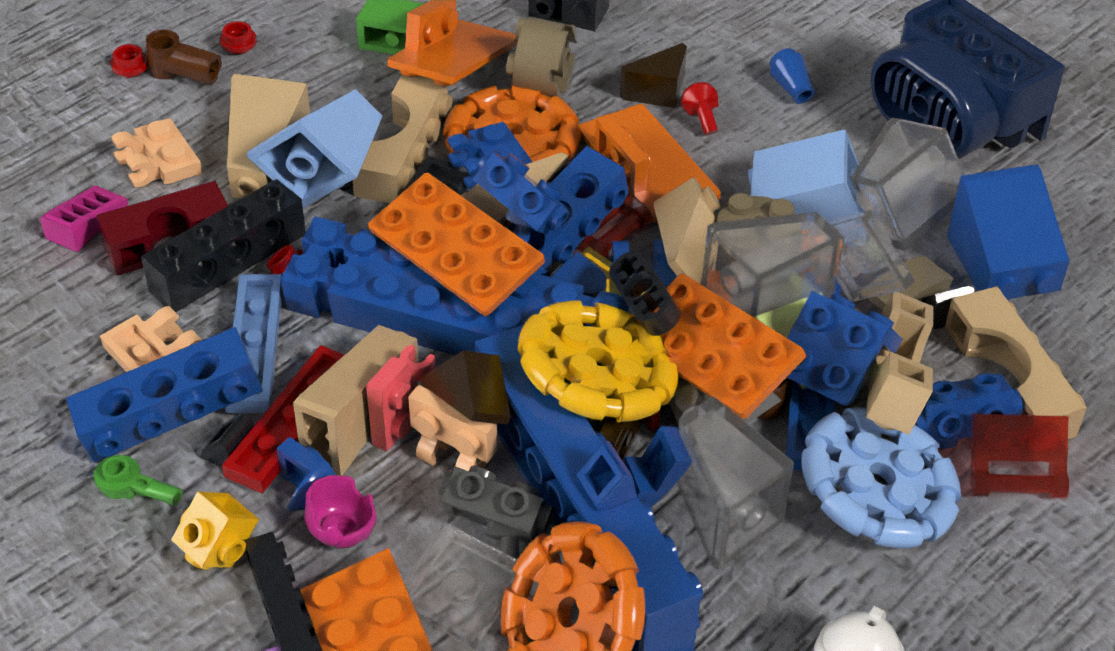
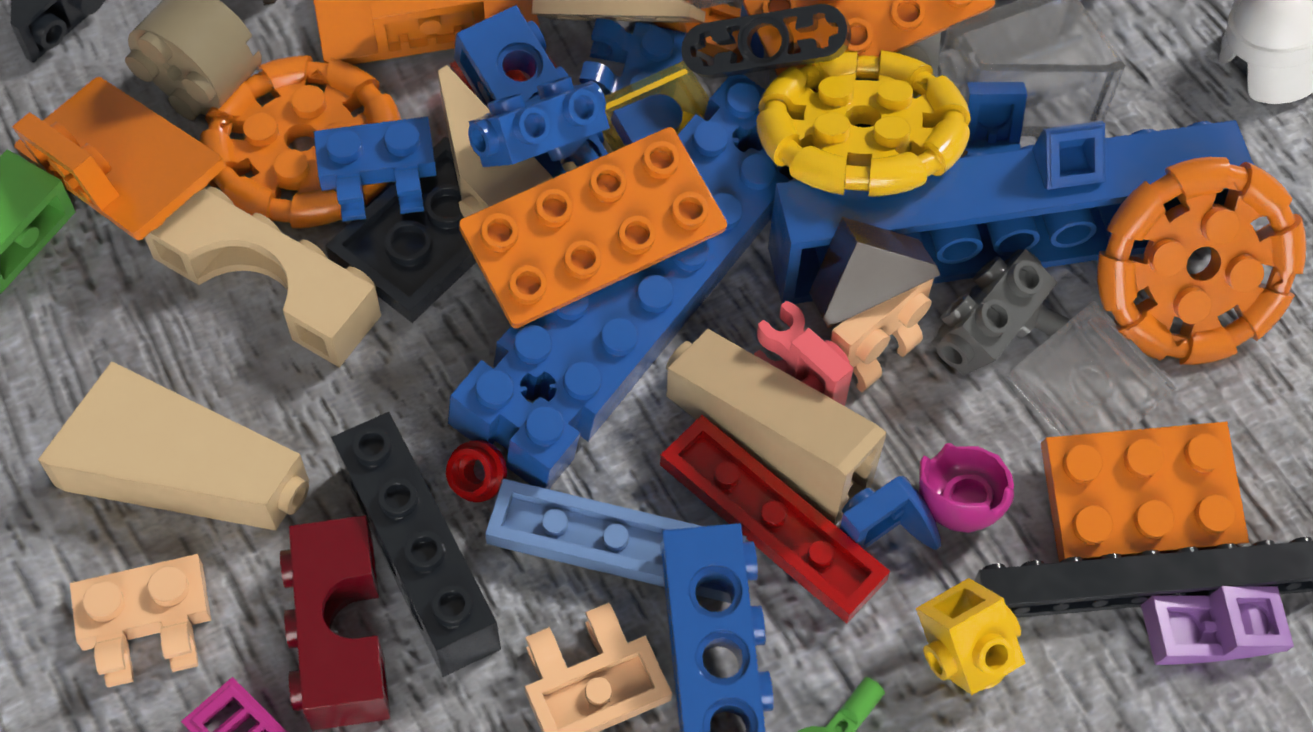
camera: 75 degrees left, 15 degrees up
(227, 439) = (791, 605): black slope -> none
(321, 148) = (278, 363): light blue slope -> none

